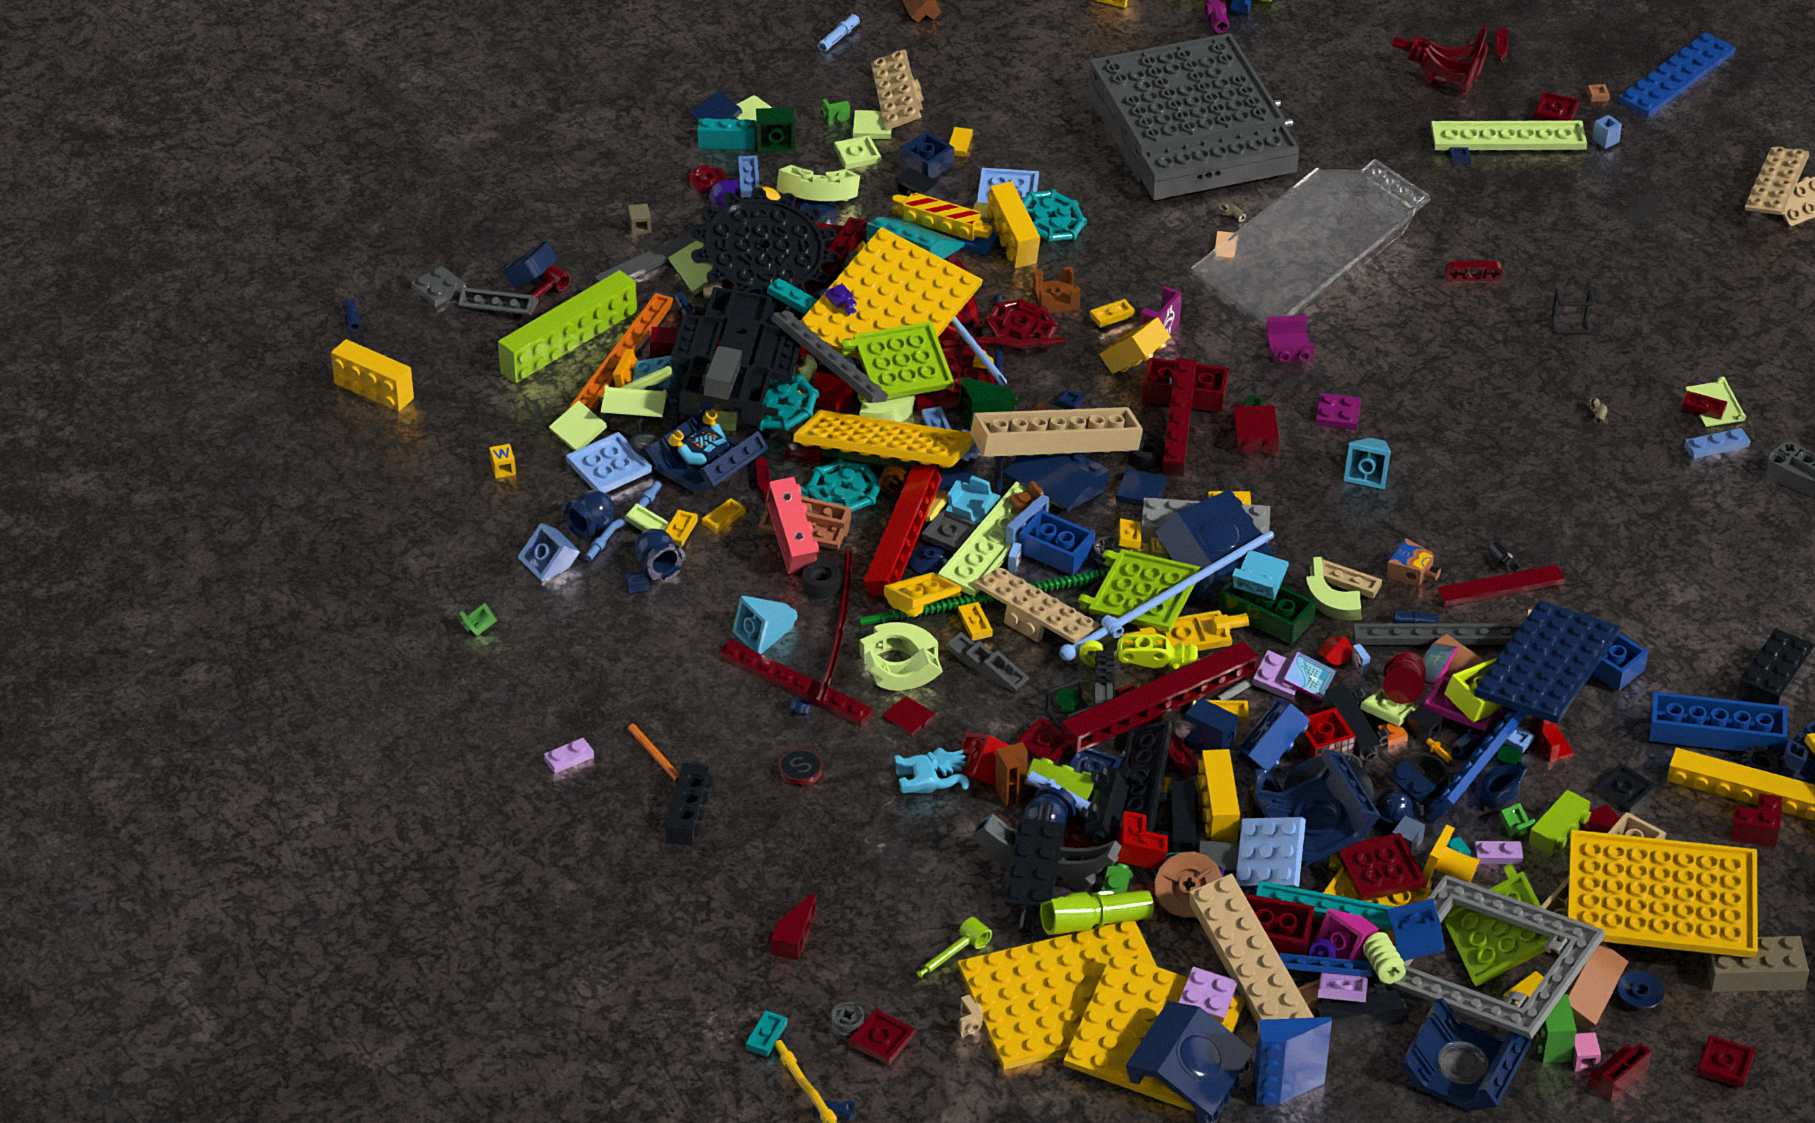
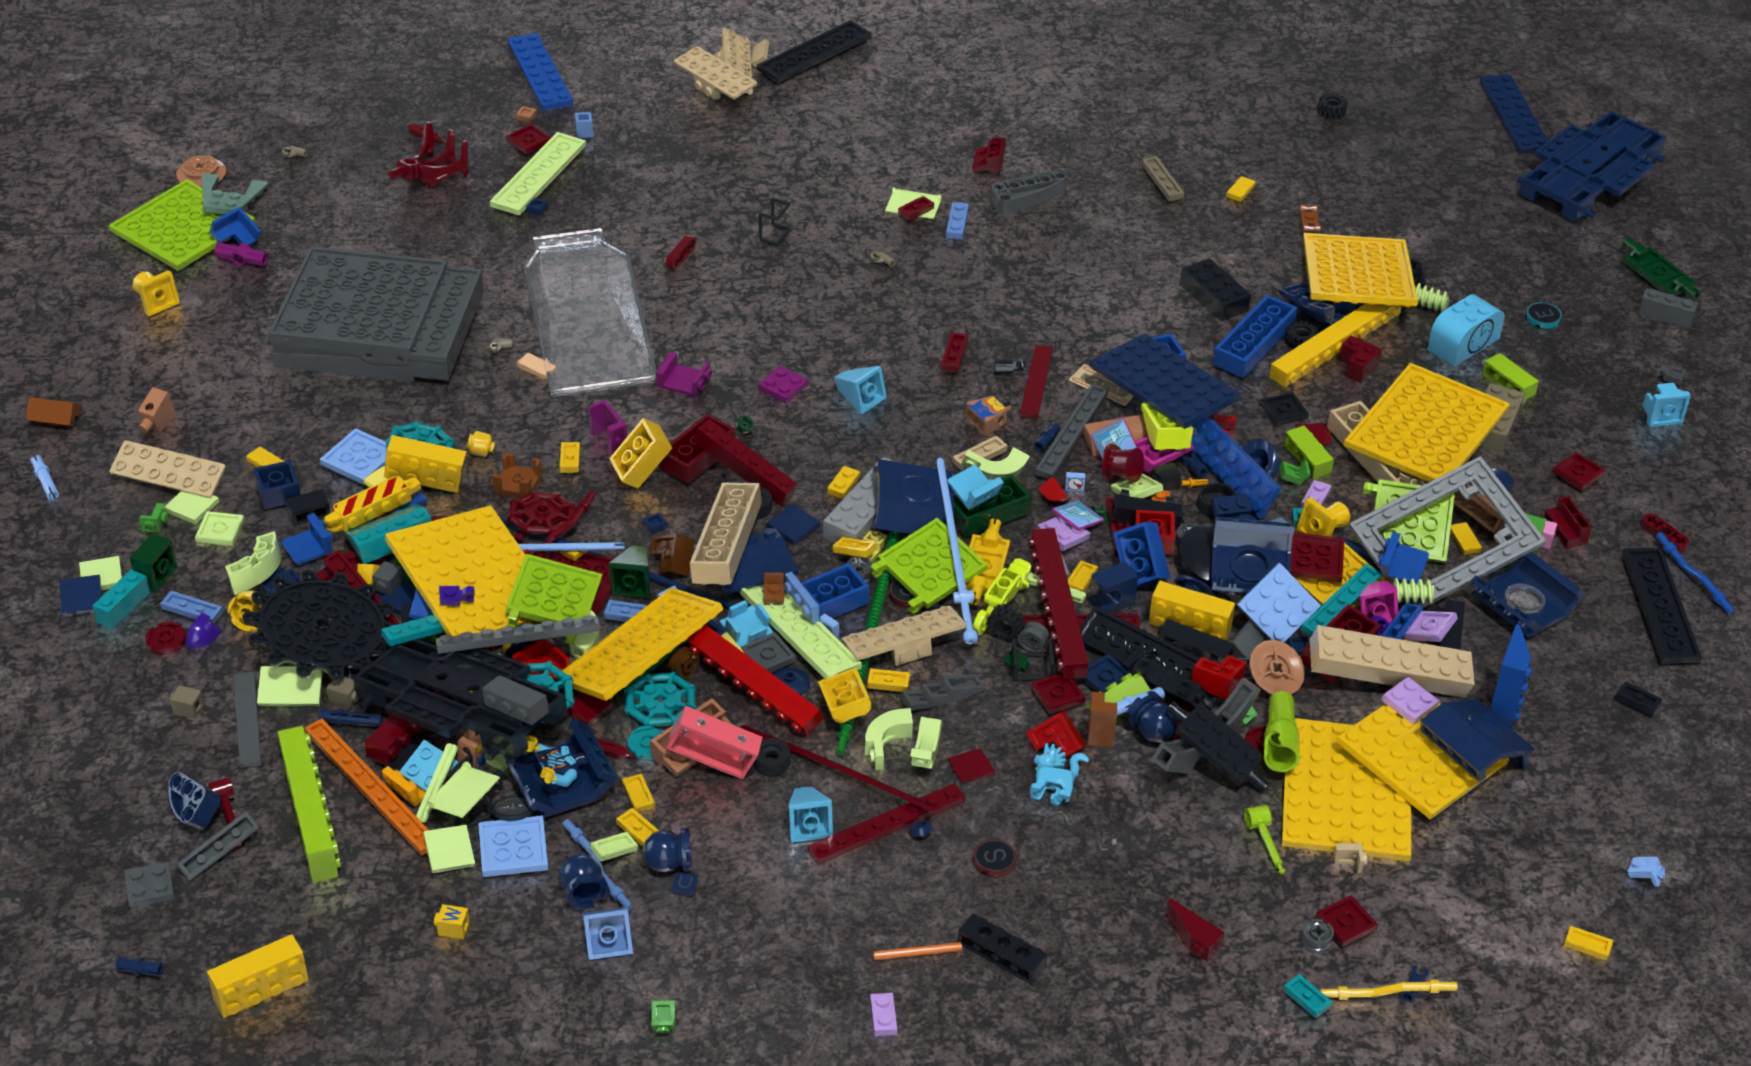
camera: 65 degrees left, 0 degrees up
(871, 205) = (309, 544): none -> blue bracket
(960, 52) = (156, 411): none -> nougat torso
(1081, 251) = (480, 444): none -> yellow head
(1255, 429) = (775, 433): dark red brick -> none
(1490, 510) = (954, 352): none -> dark red plate

